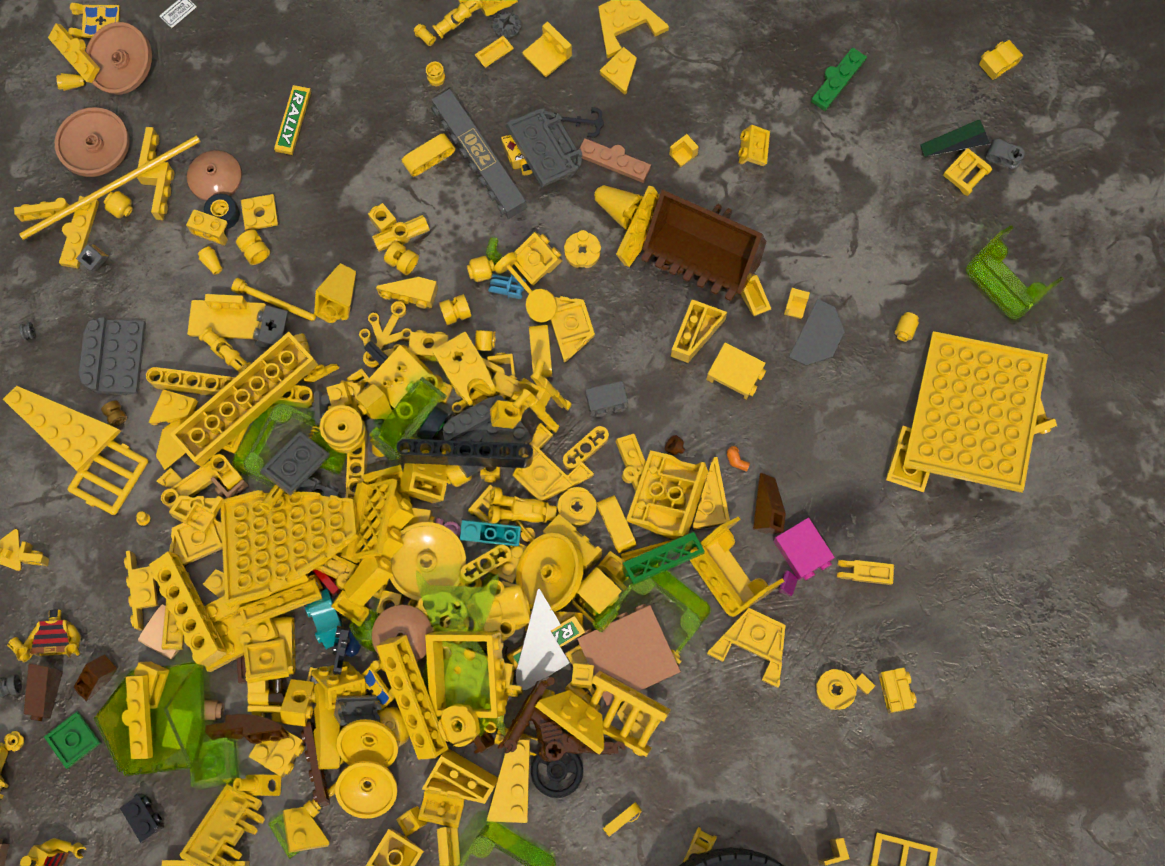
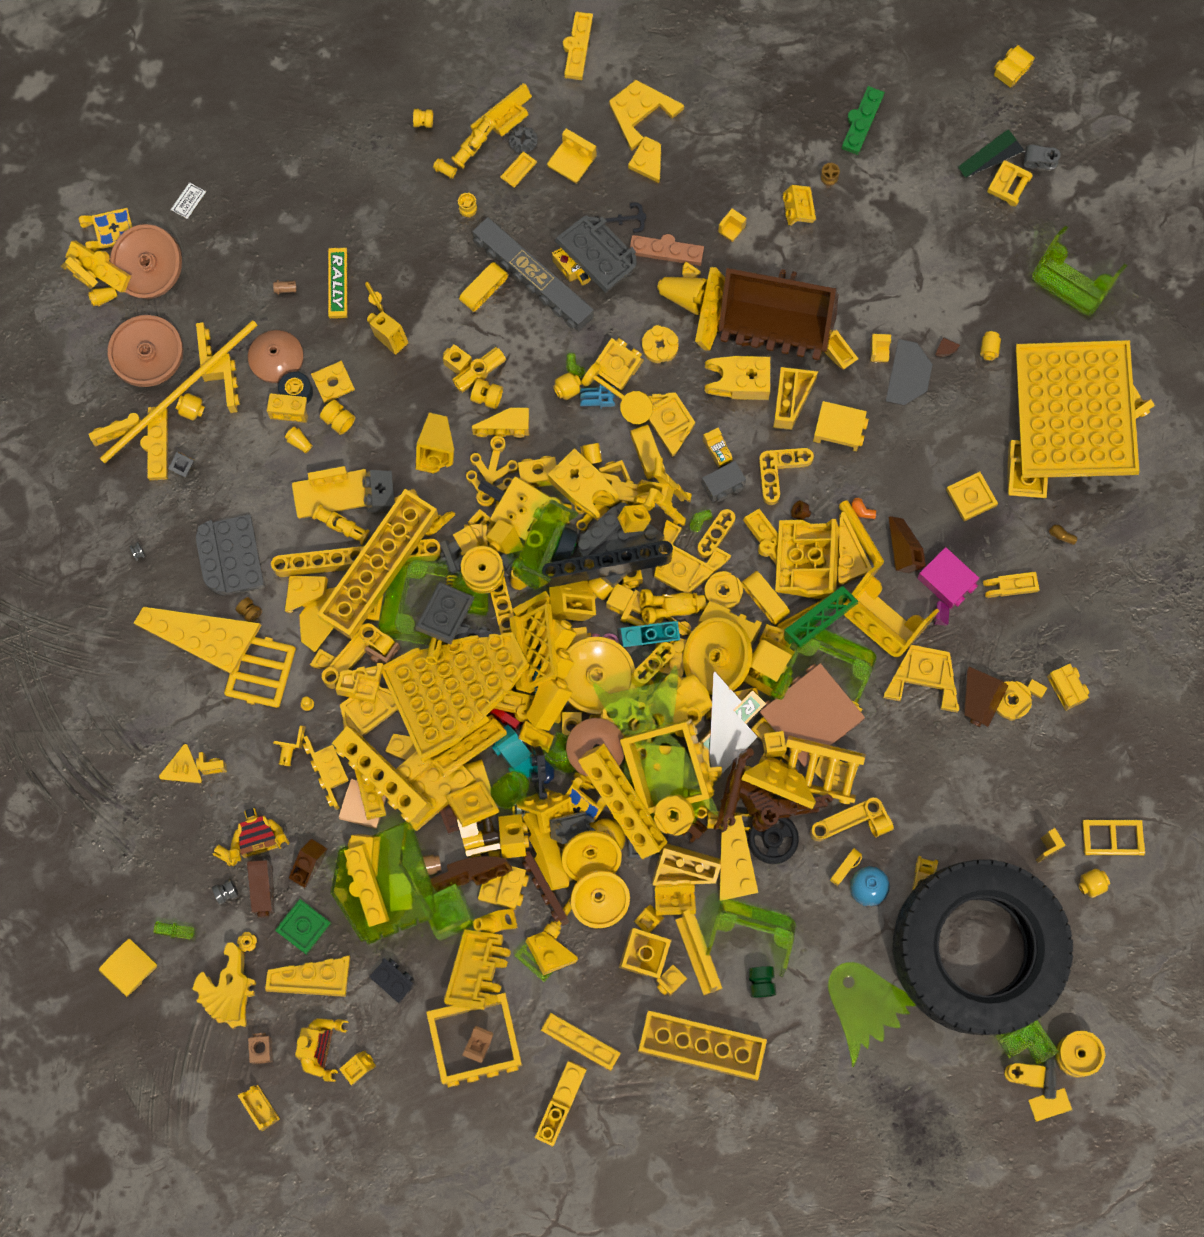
camera: 15 degrees left, 0 degrees up
(51, 48) = (79, 273): none -> yellow wing
(69, 796) = (317, 978): none -> yellow wing
(110, 557) = (287, 748): none -> yellow bracket
(239, 286) = (337, 459): yellow piece -> none
(243, 112) = (286, 286): none -> medium nougat pin
(308, 655) = (510, 789): none -> clear neon green piece
(321, 171) = (388, 331): none -> yellow torso
(323, 141) = (375, 297): none -> yellow piece
(455, 309) = (553, 431): yellow wheel -> none
(472, 489) = (619, 598): none -> yellow brick
(572, 429) = (698, 518): none -> clear neon green arm
(609, 363) = (717, 447): none -> yellow leg
(631, 186) = (690, 271): none -> yellow tile
(641, 845) = (869, 886): none -> dark azure cylinder
(646, 298) = (736, 377): none -> yellow brick
(665, 393) = (777, 463): none -> yellow beam
(667, 780) = (878, 821): none -> yellow piece
(729, 482) = (861, 533): none -> yellow axle
(795, 120) = (833, 171): none -> pearl gold wheel
(806, 679) = (982, 697): none -> reddish brown slope
(849, 472) = (971, 496): none -> yellow plate
(863, 318) = (946, 348): none -> reddish brown tile
(930, 533) = (1061, 534): none -> pearl gold arm

